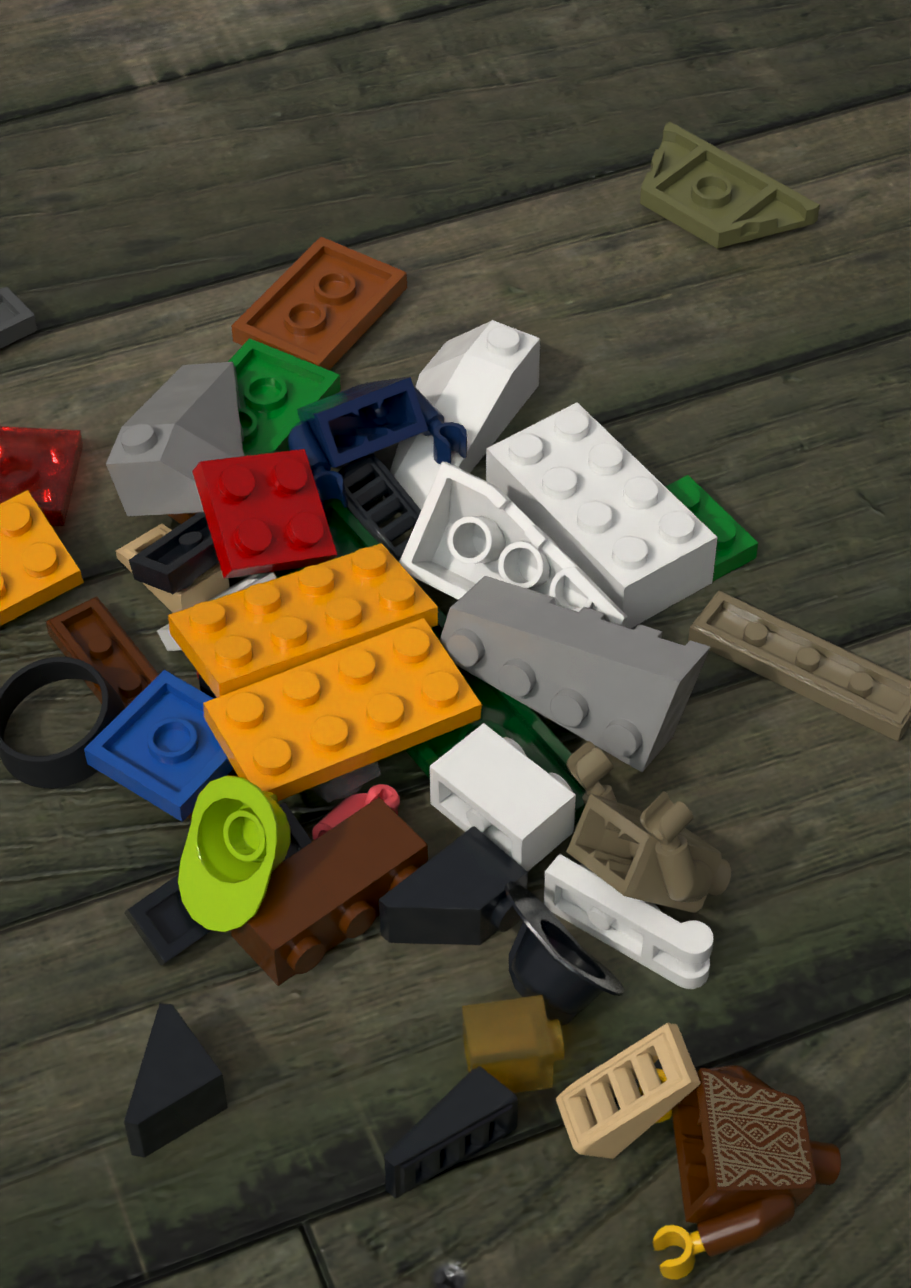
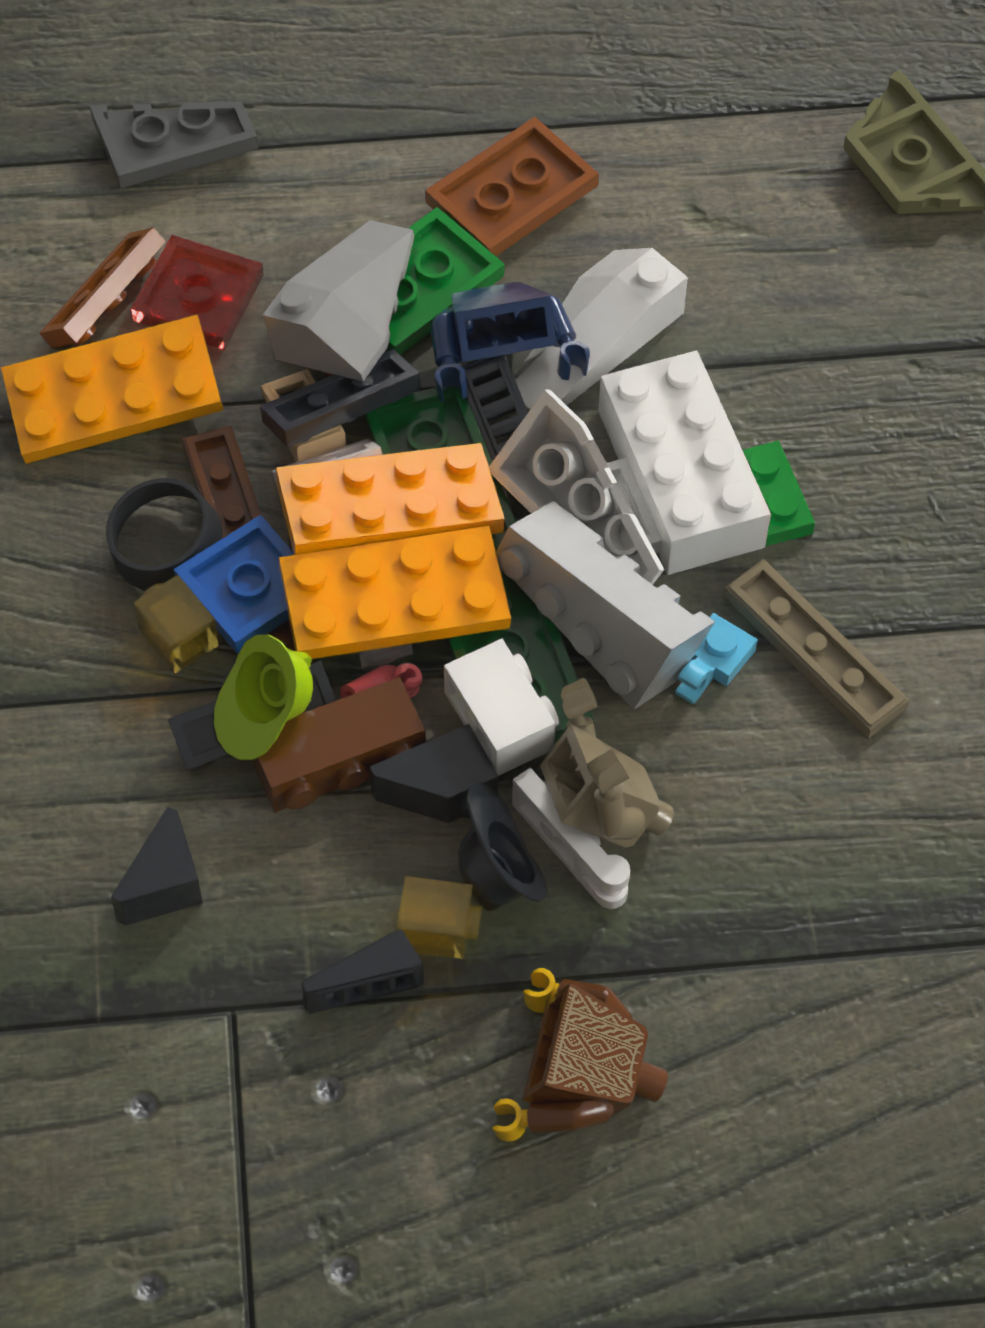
camera: 15 degrees right, 10 degrees up
(101, 809) = (175, 623): none -> clear yellow brick
(264, 513) = (386, 392): red plate -> none
(589, 1102) = (506, 985): tan slope -> none
(710, 702) = (717, 658): none -> medium azure plate

